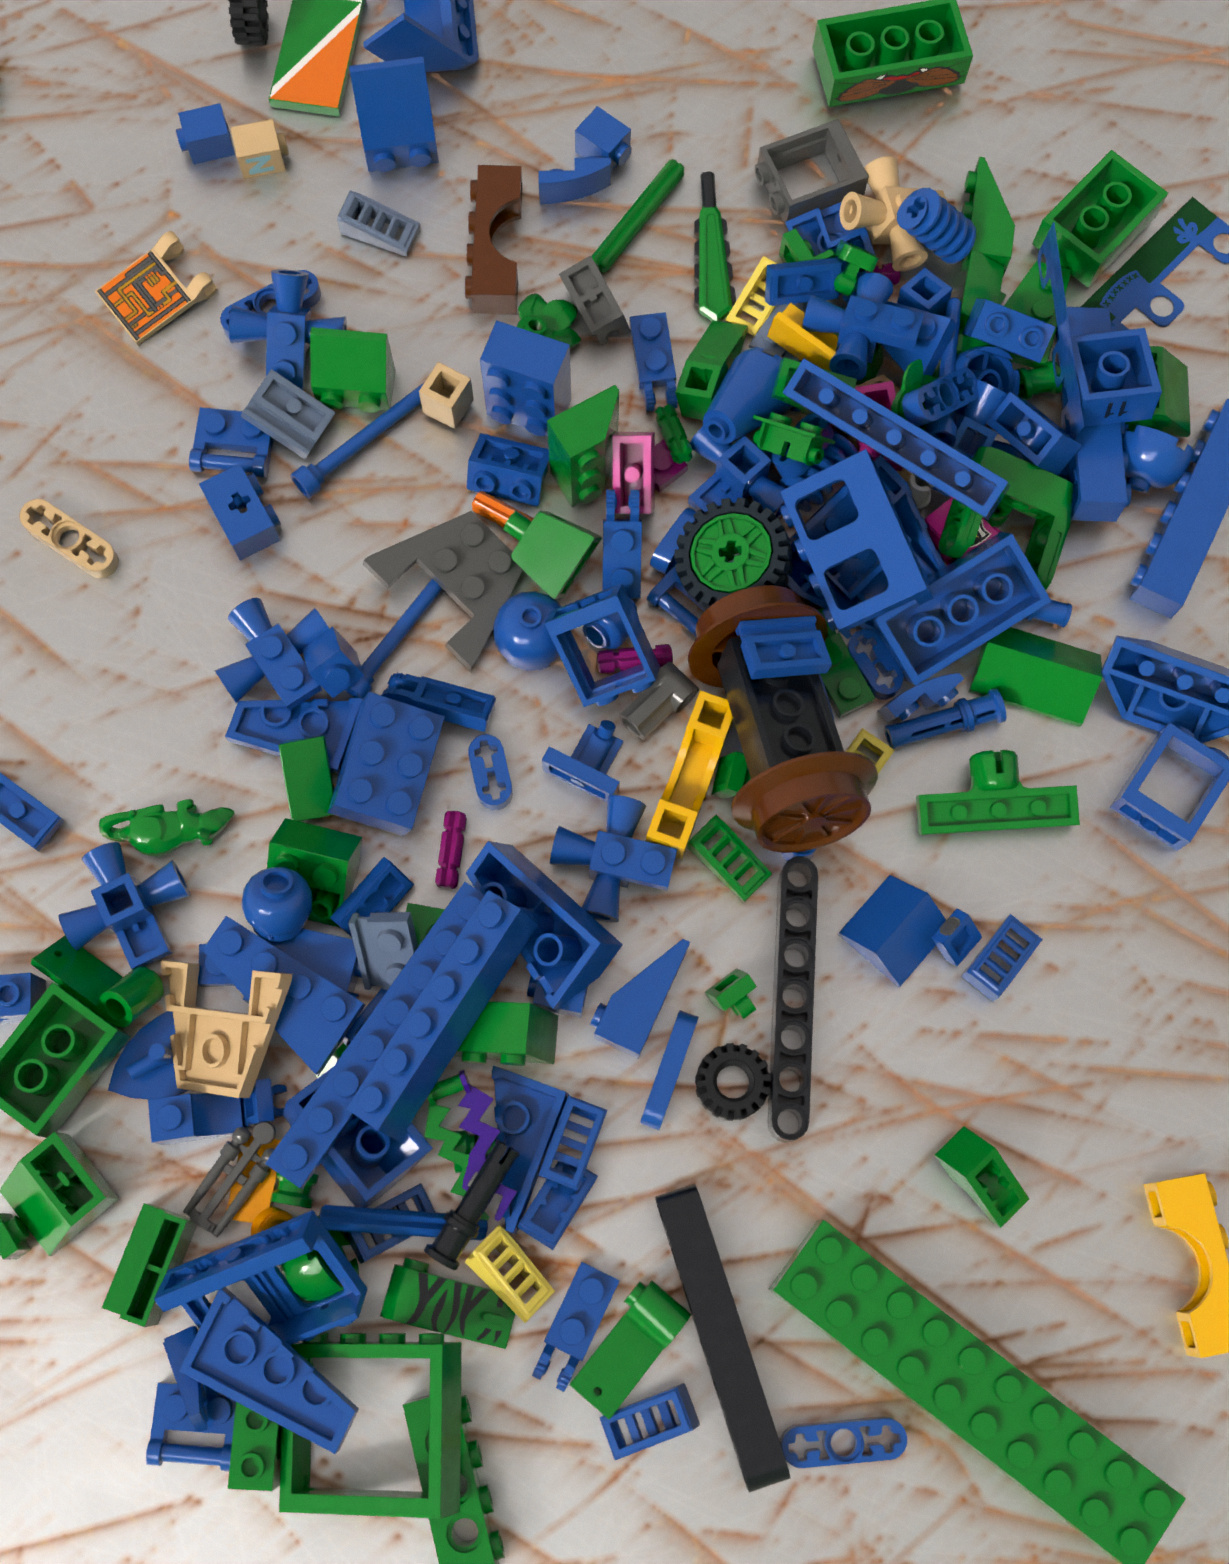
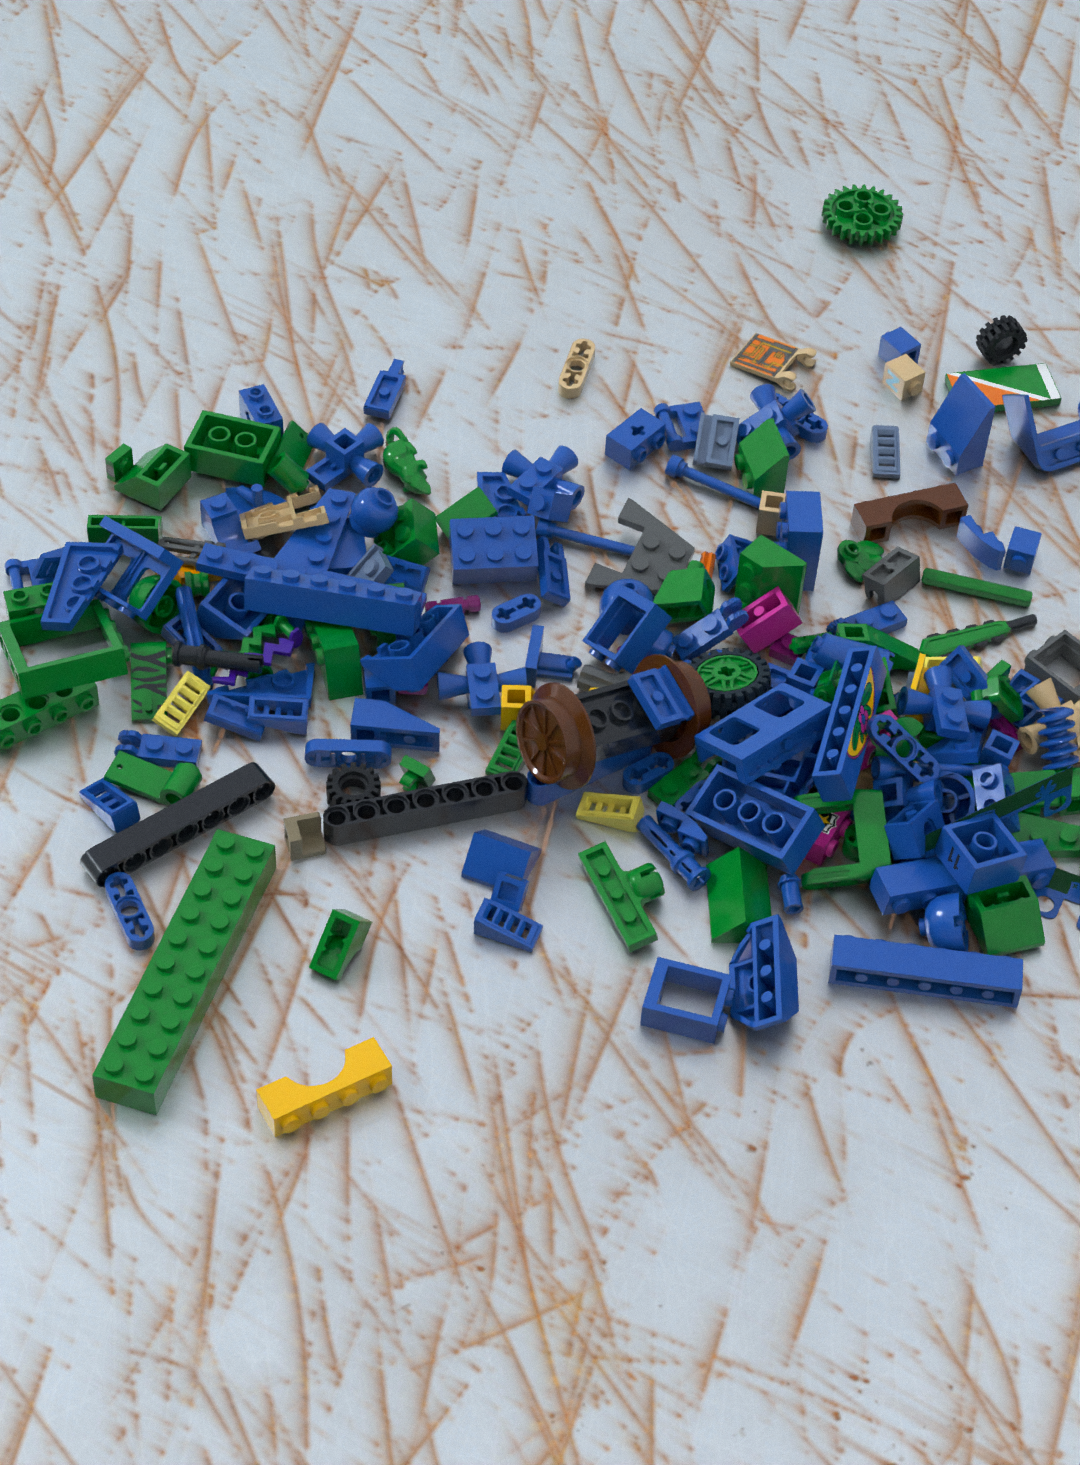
camera: 70 degrees right, 25 degrees down
(792, 1170) = (304, 836): none -> dark tan panel

